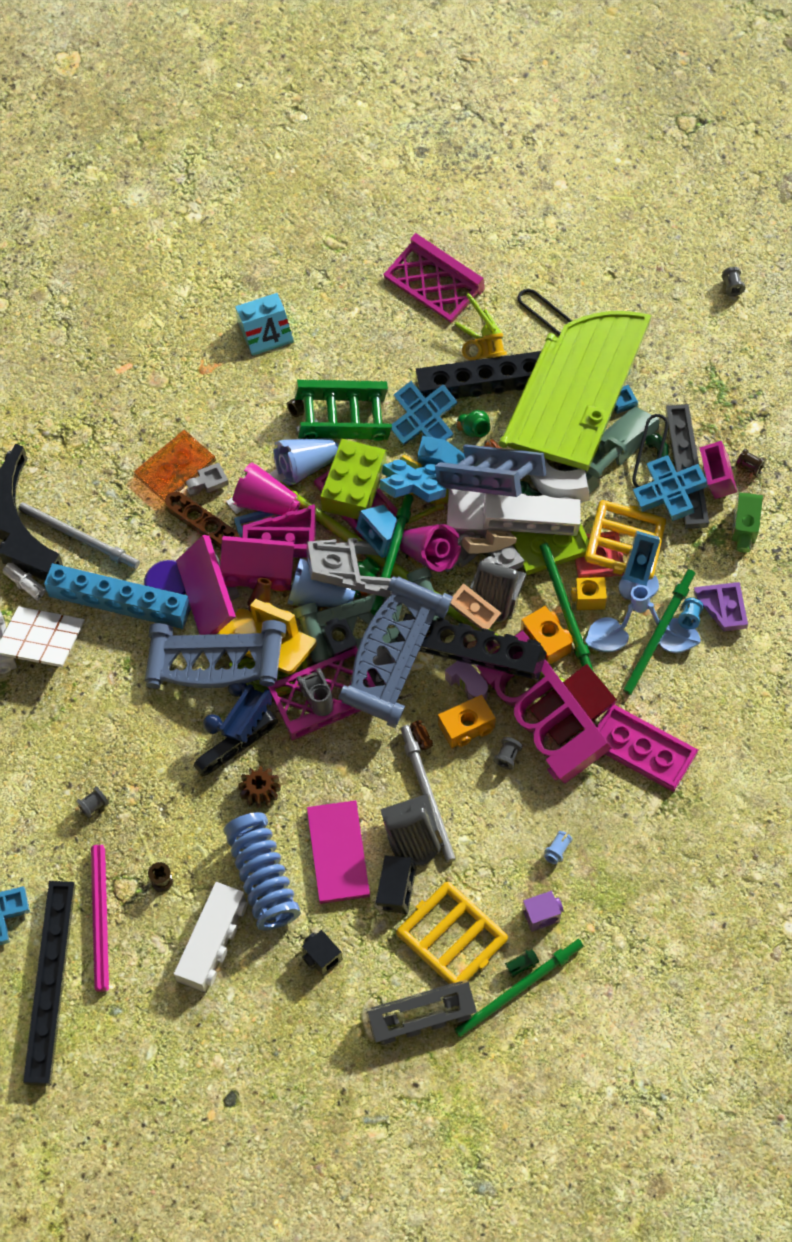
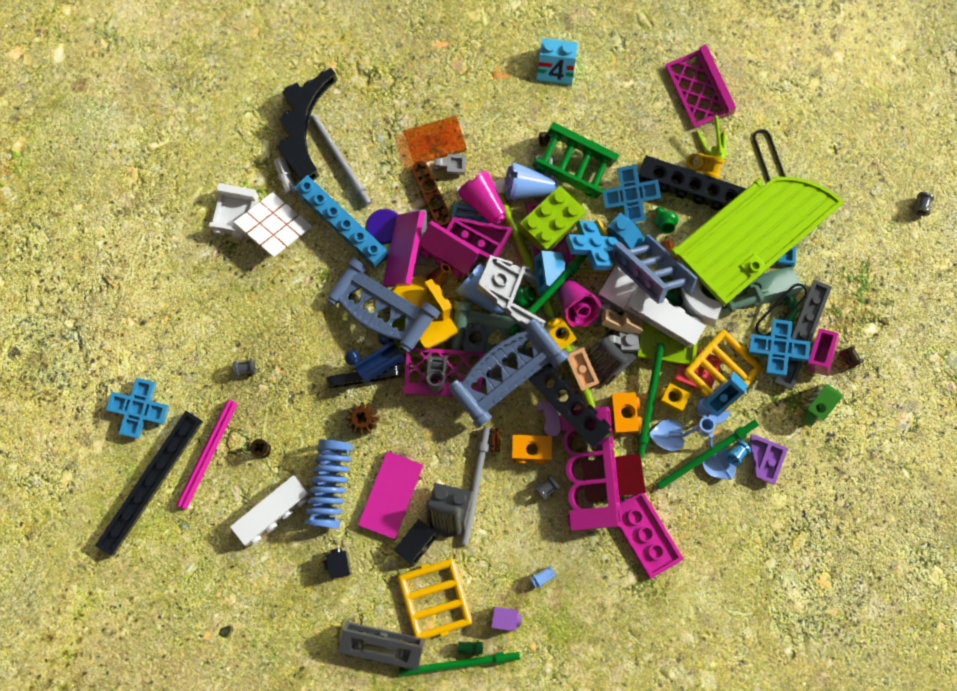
camera: 25 degrees right, 15 degrees up
(439, 579) = (565, 338): none -> yellow brick

